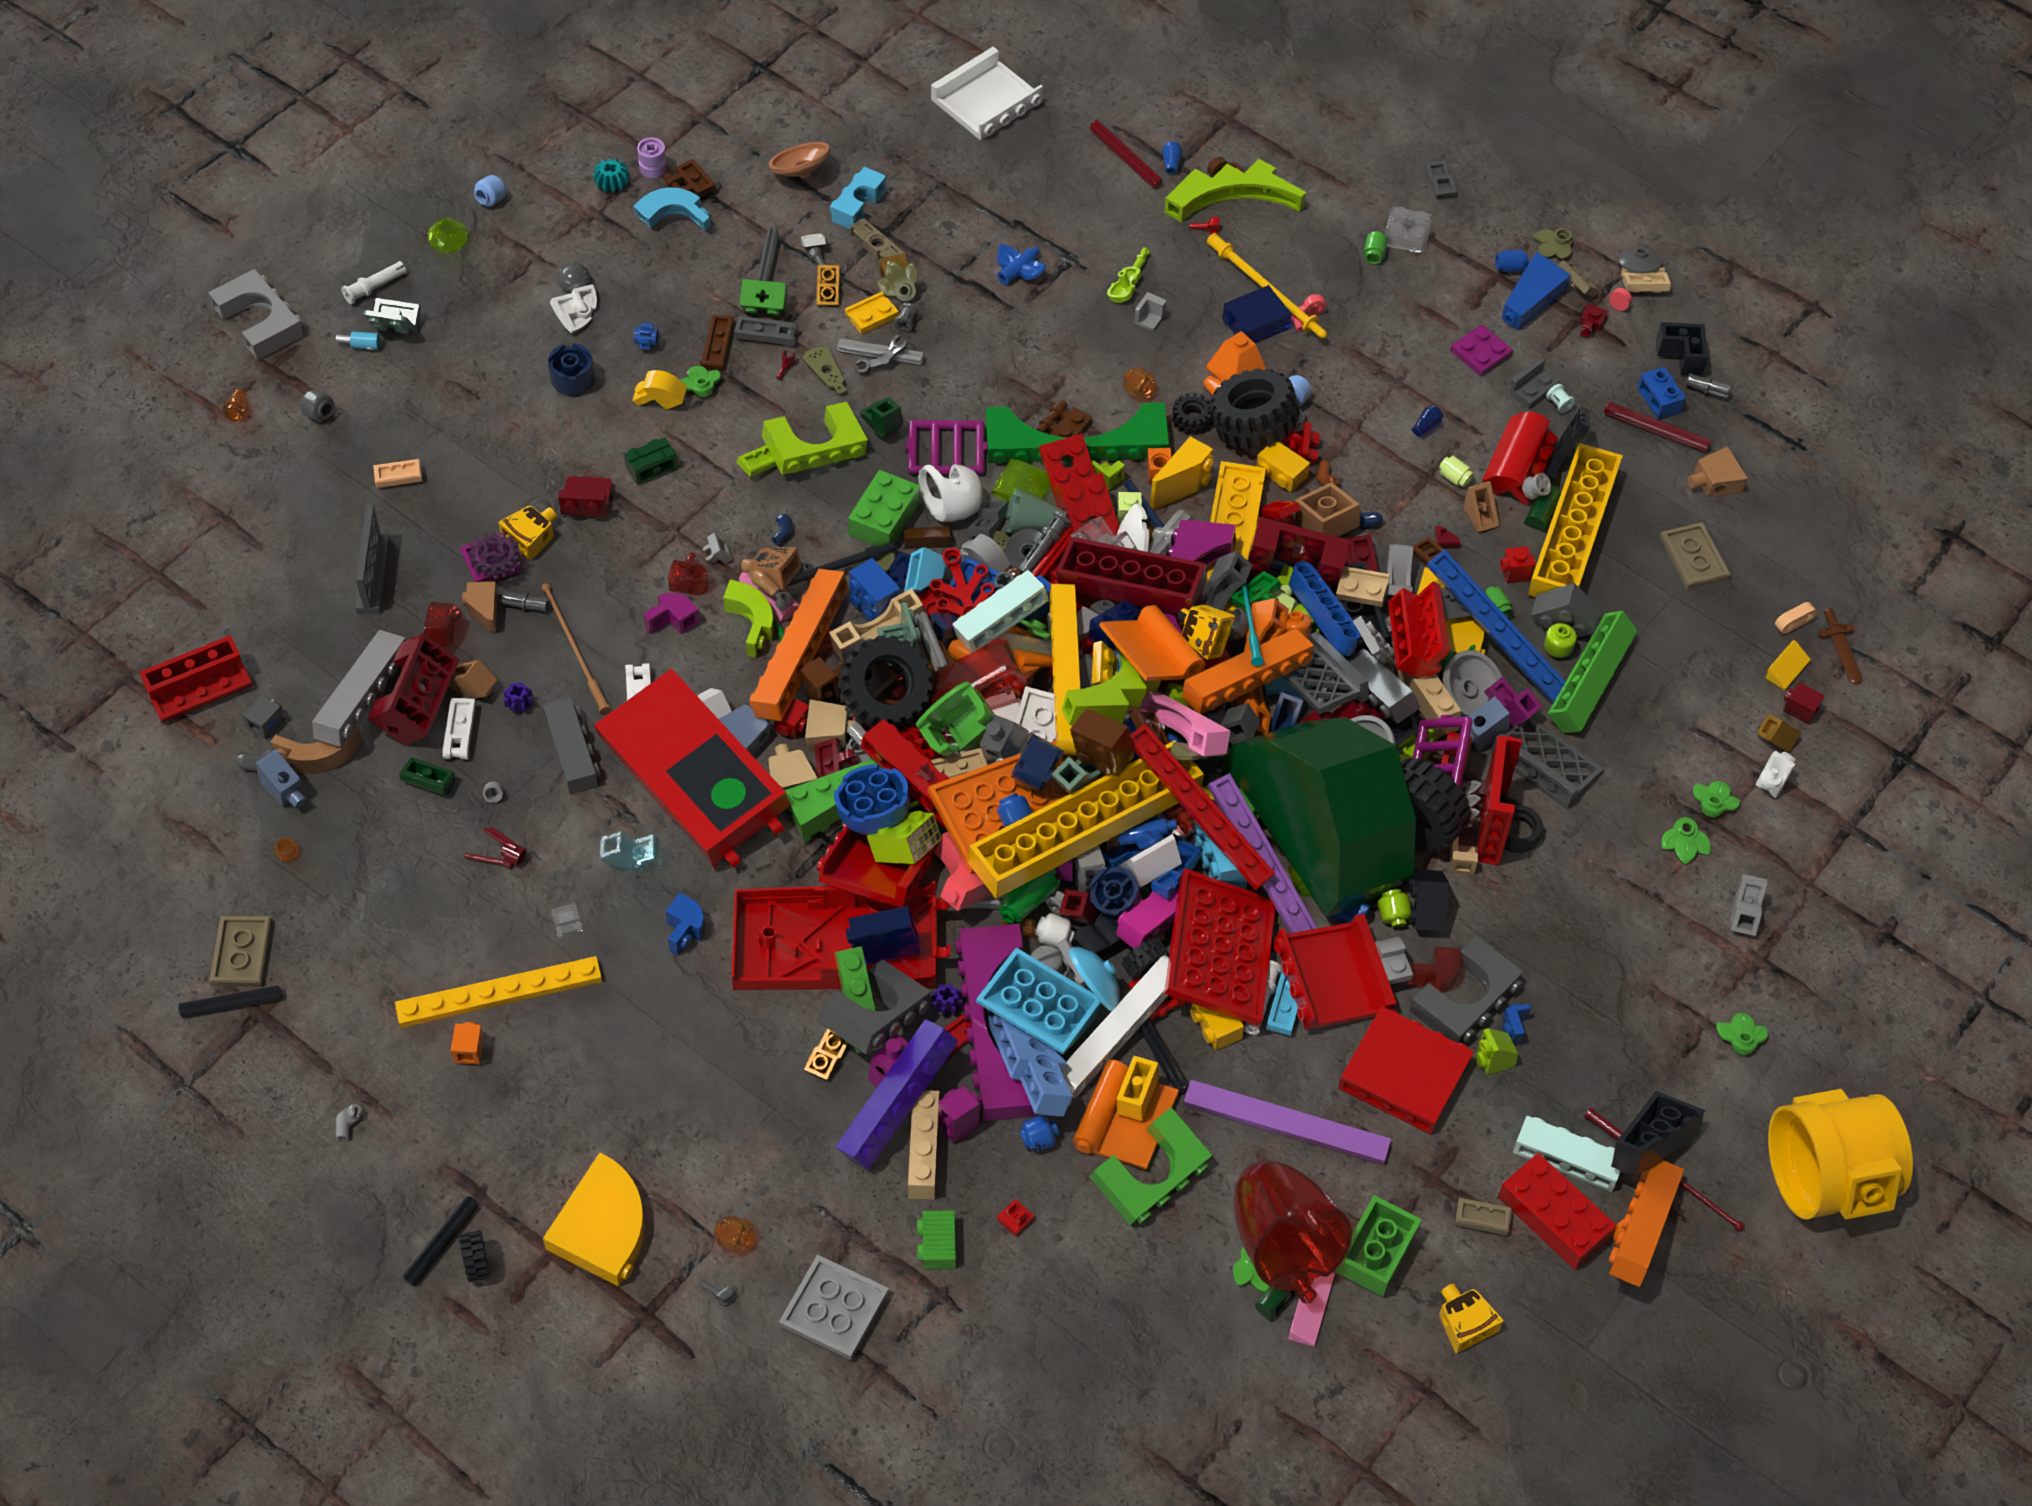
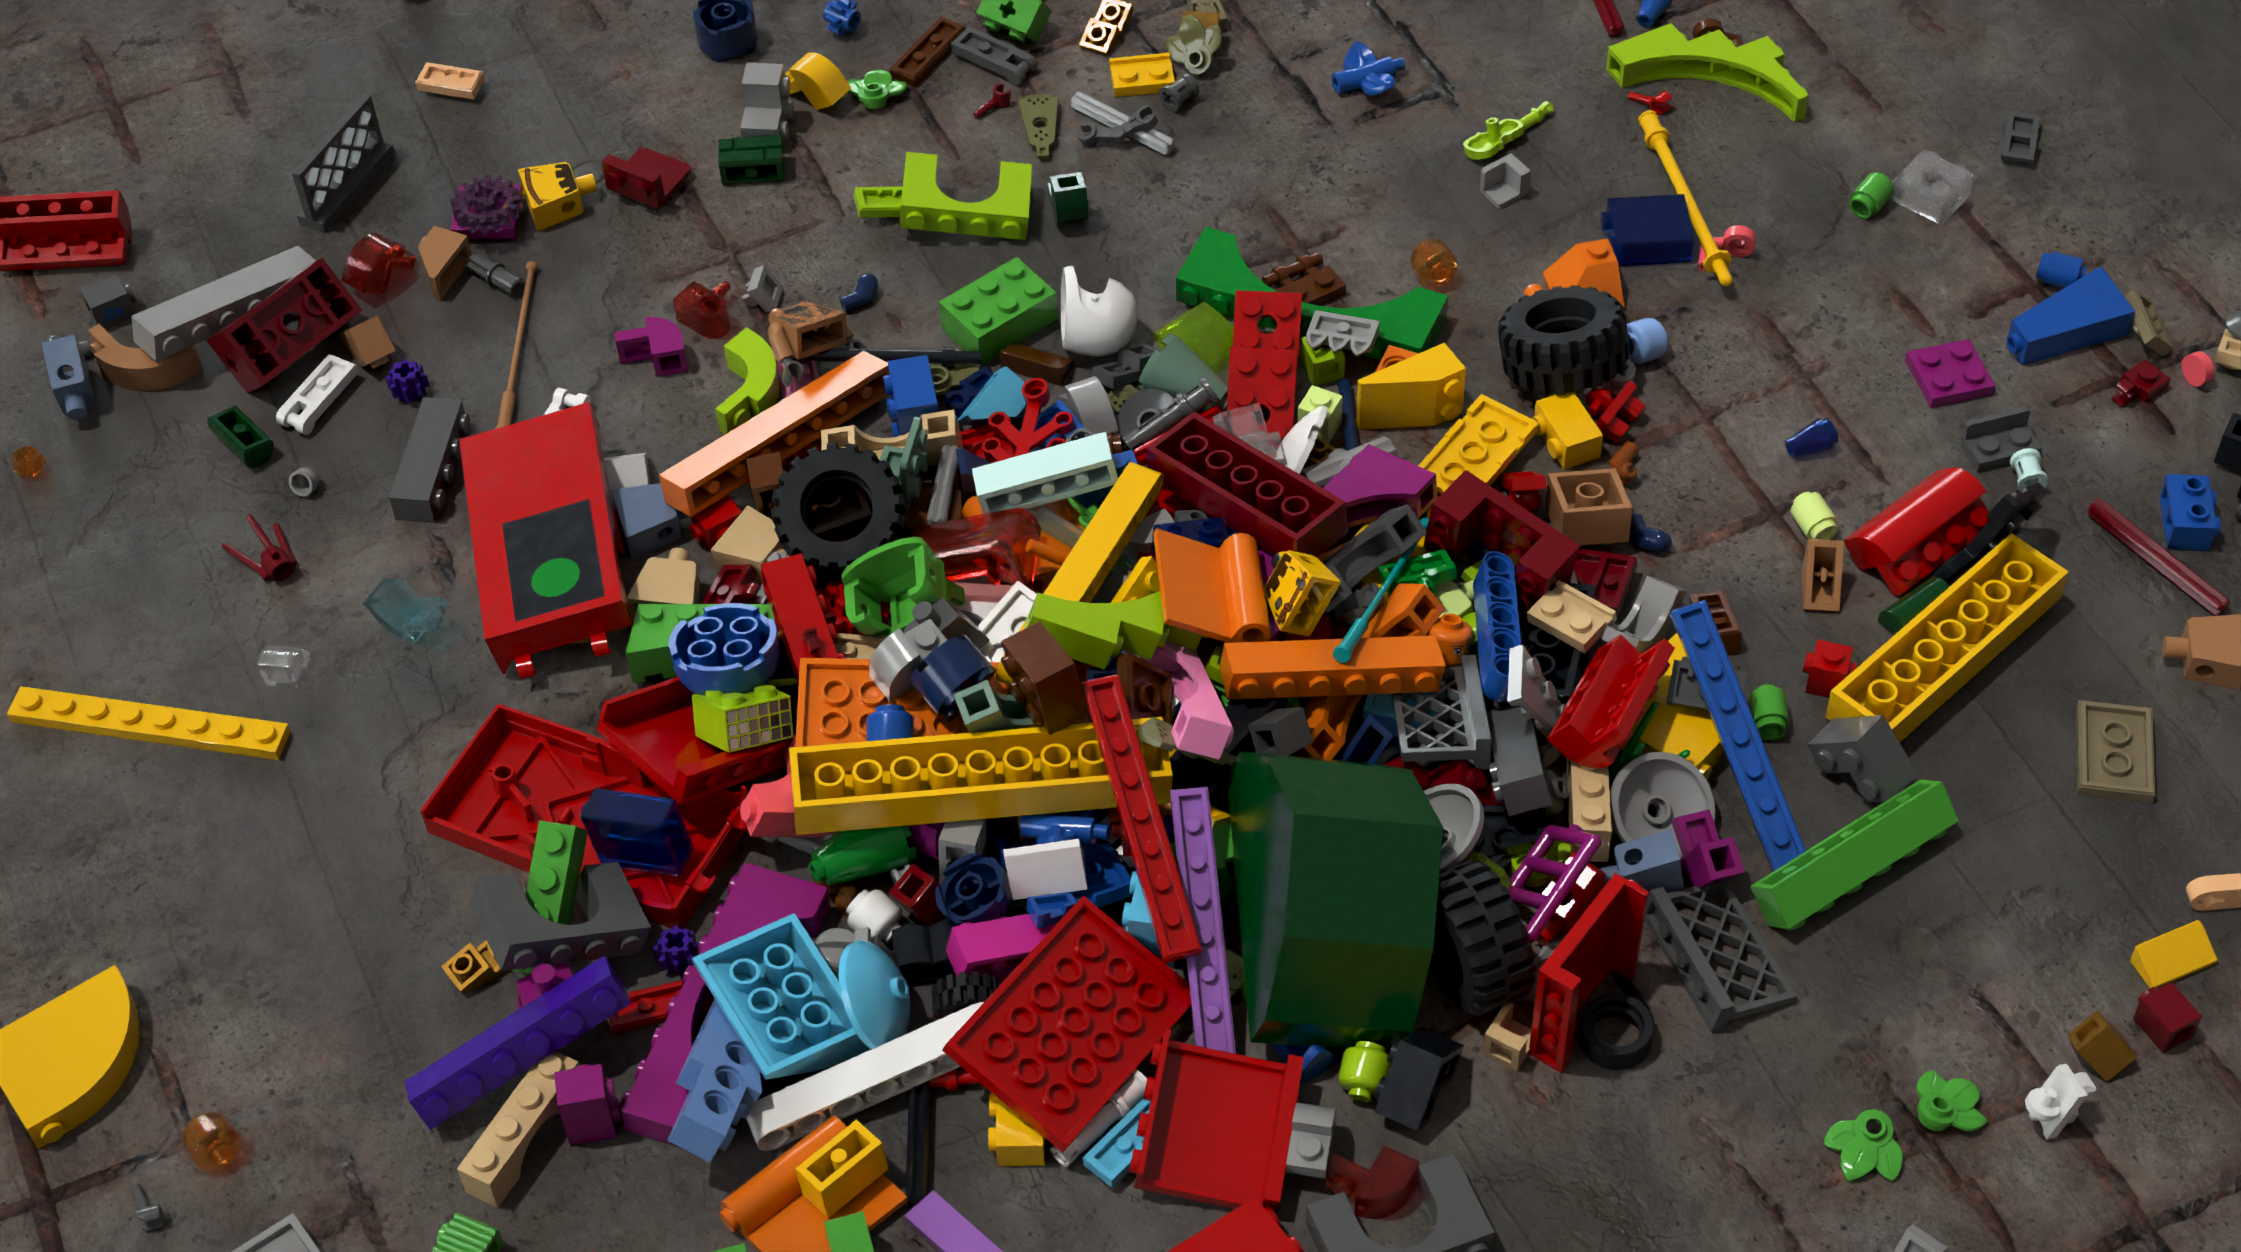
camera: 30 degrees right, 5 degrees down
(467, 1043) = (61, 767): orange brick -> none
(639, 417) = (766, 101): none -> light grey brick
(687, 919) = (422, 727): blue brick -> none
(935, 426) = (1132, 234): magenta bar -> none
(1000, 762) = (899, 657): none -> light grey brick
(1039, 1133) = (681, 1177): blue head -> none
(1117, 450) = (1342, 332): none -> light grey plate
(1188, 423) = (1474, 312): black tyre -> none
(1445, 538) = (1748, 601): dark red tile -> none
(1536, 486) = (1924, 572): light grey wheel -> none
(1554, 243) = (2141, 267): olive plate -> none
(1560, 640) = (1831, 793): lime head -> none

